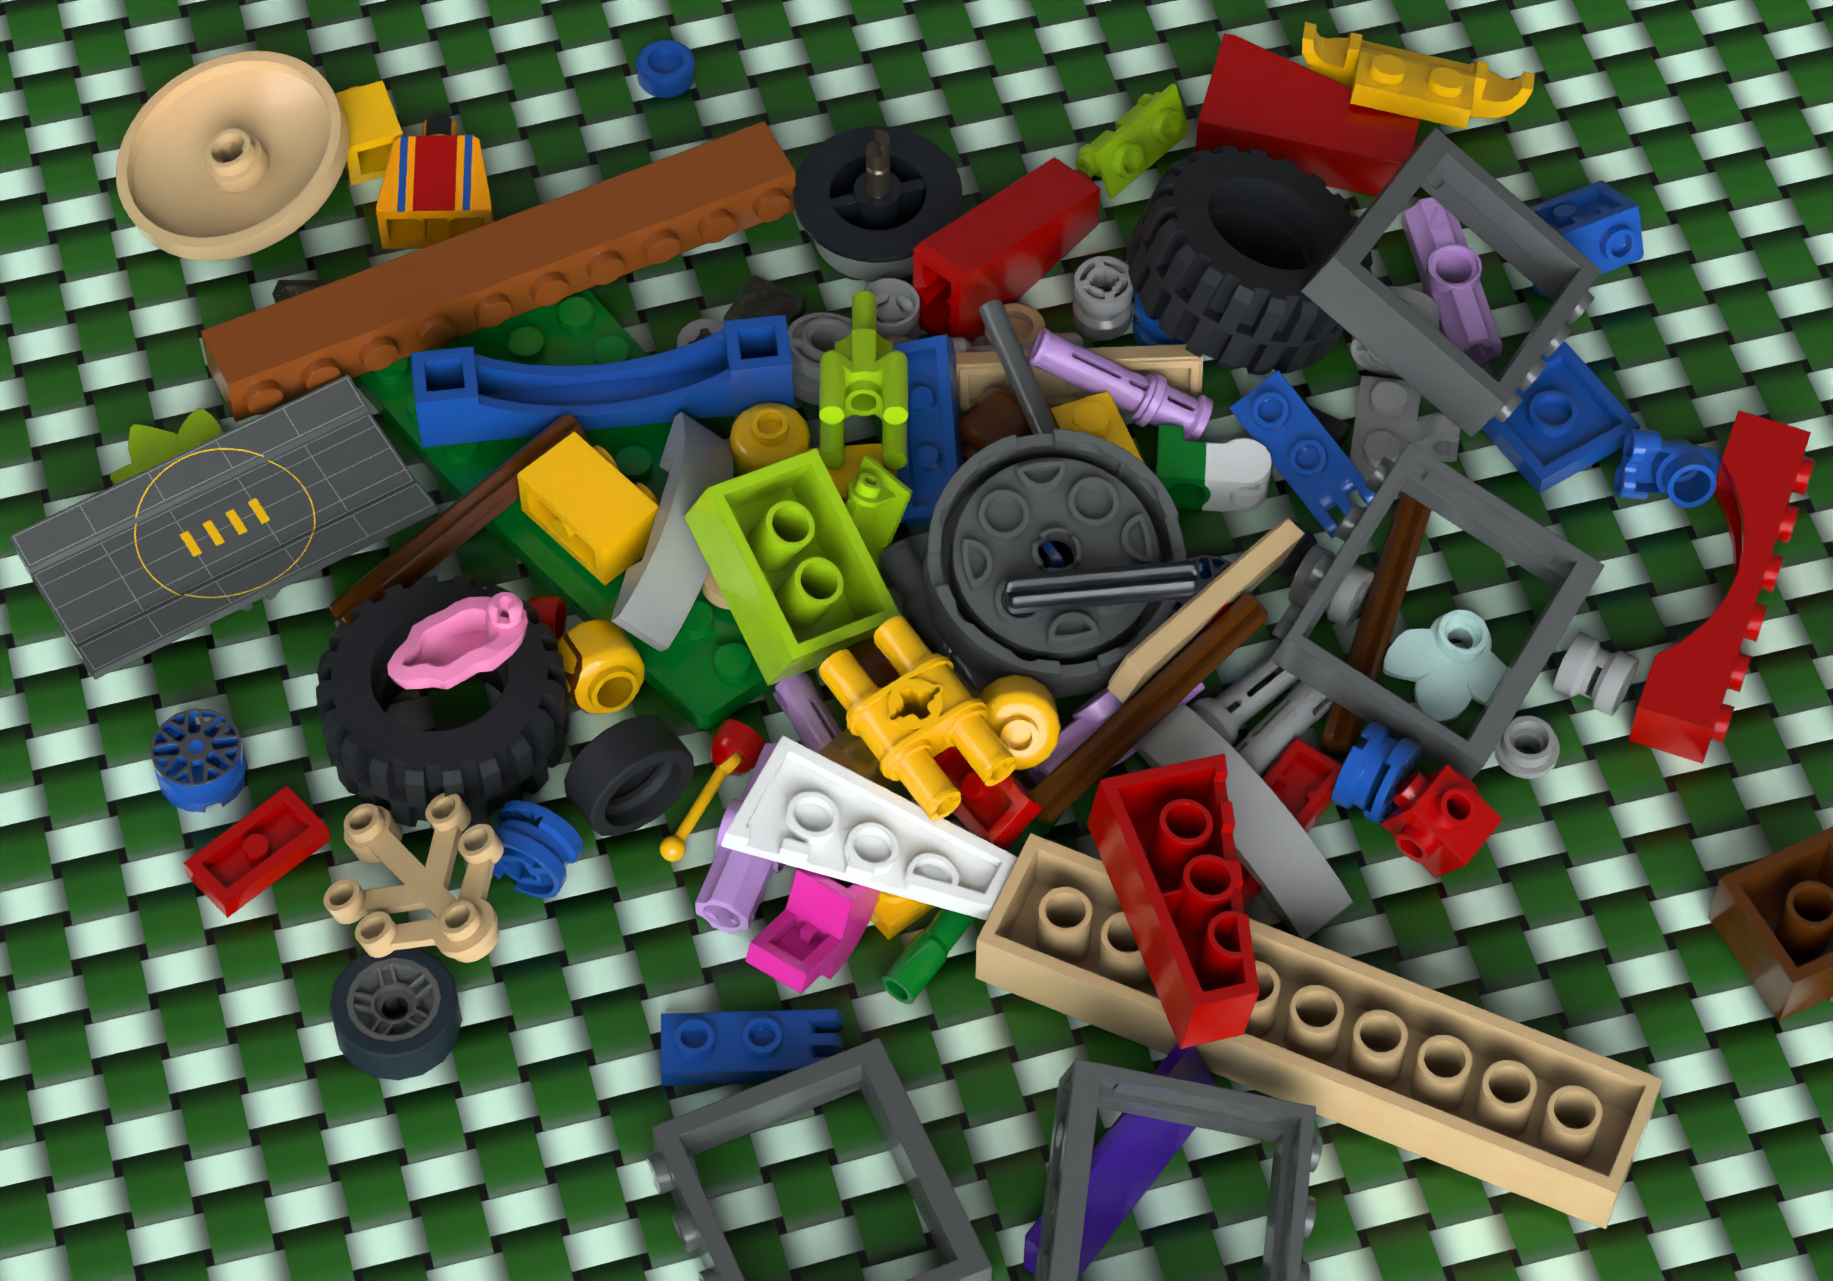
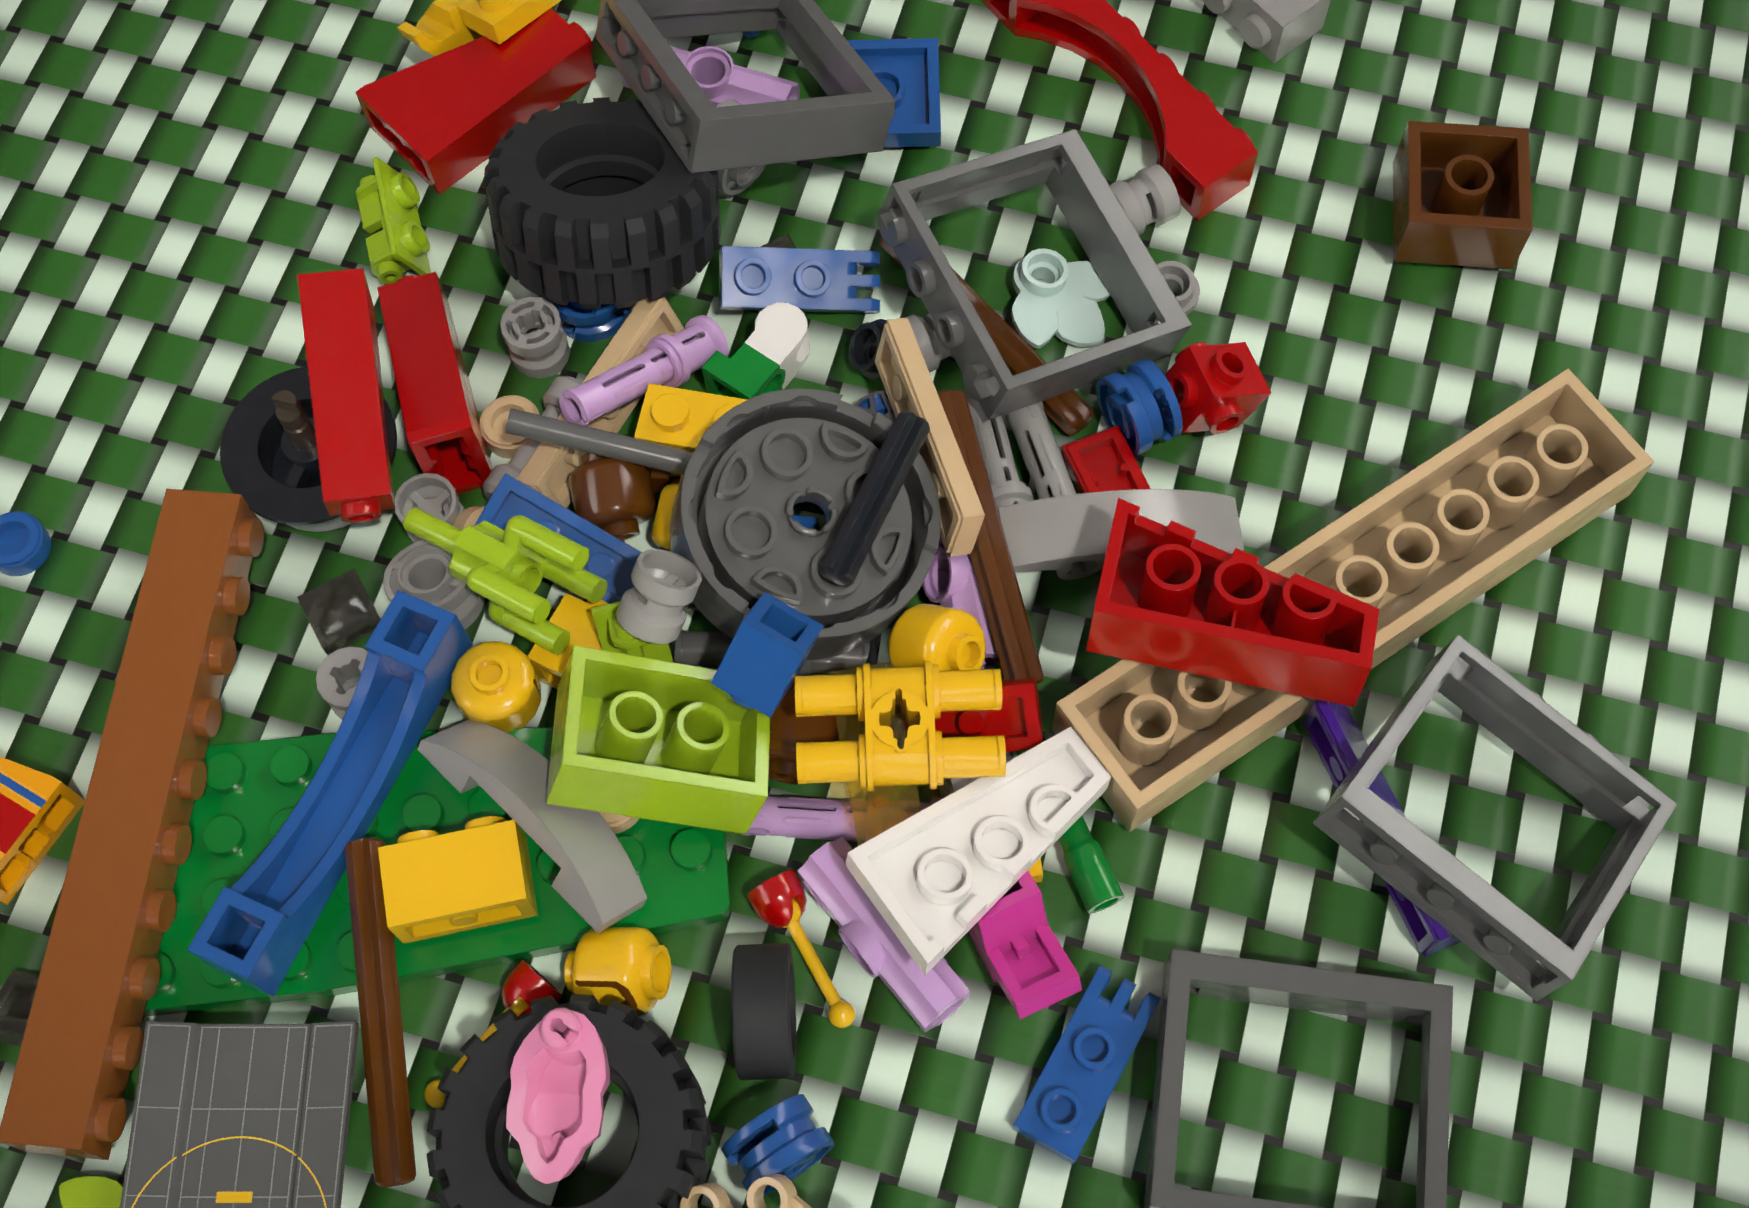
camera: 55 degrees left, 10 degrees up
(899, 483) = (660, 591): none -> light grey wheel
(904, 579) = (766, 654): none -> blue brick
(926, 181) = (346, 394): none -> red slope
(1389, 420) = (812, 212): light grey plate -> none
(1666, 466) = (986, 42): blue plate -> none

